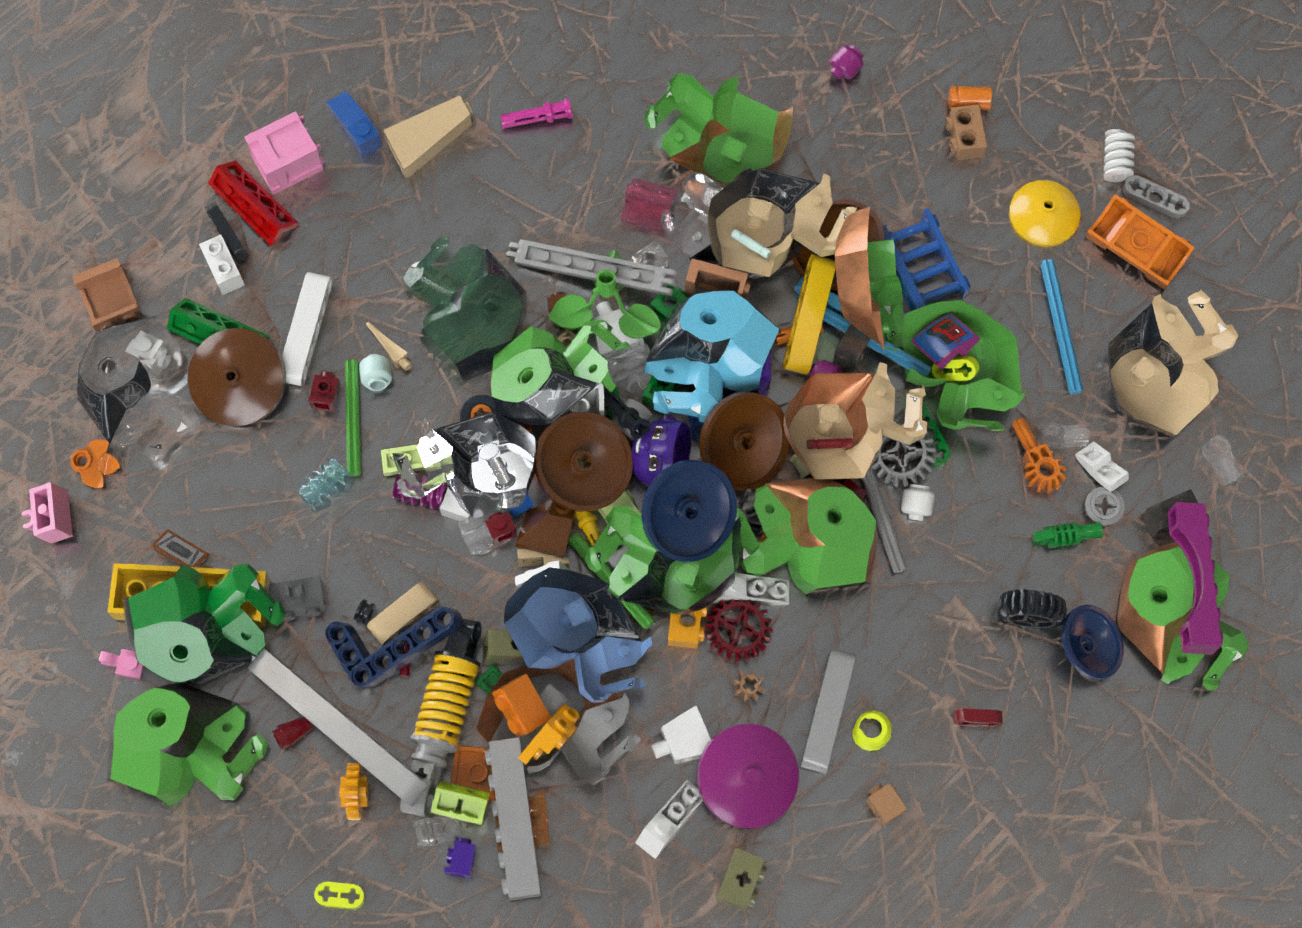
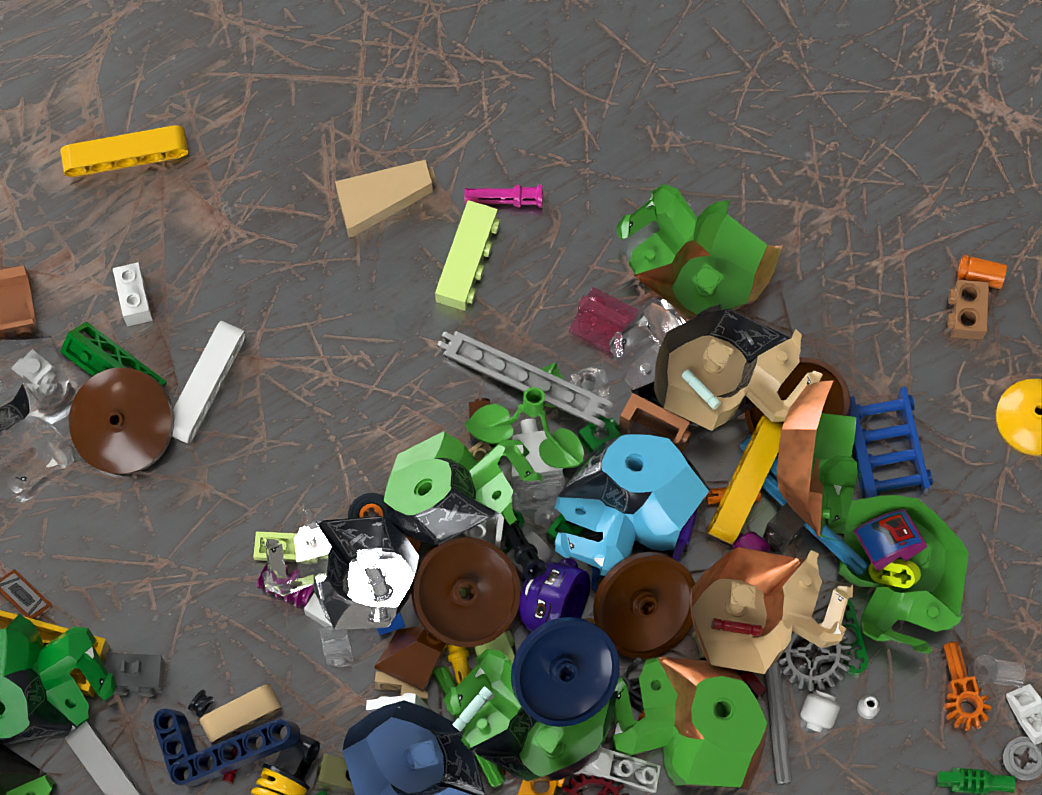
camera: 15 degrees right, 0 degrees up
(185, 141) = (124, 151): none -> yellow beam
(226, 231) = (145, 259): black beam -> none
(249, 203) = (175, 231): red fence -> none
(285, 152) = (225, 185): bright pink container -> none
(322, 482) = (187, 554): clear light blue piece -> none
(325, 399) = (212, 463): dark red brick -> none
(352, 418) = (234, 490): bright green axle -> none
(355, 124) = (307, 167): blue slope -> none
(375, 372) = (269, 445): light aqua head -> none
(395, 352) = (296, 429): tan piece -> none
(474, 303) = (391, 394): clear green piece -> none
(501, 528) = (364, 644): dark red brick -> none
(515, 171) = (466, 255): none -> yellowish green brick
(612, 562) = (472, 708): none -> light aqua wheel
(846, 62) = (854, 204): magenta head -> none
(958, 494) = (868, 712): none -> white hose
(1061, 327) = (1024, 548): dark azure axle -> none

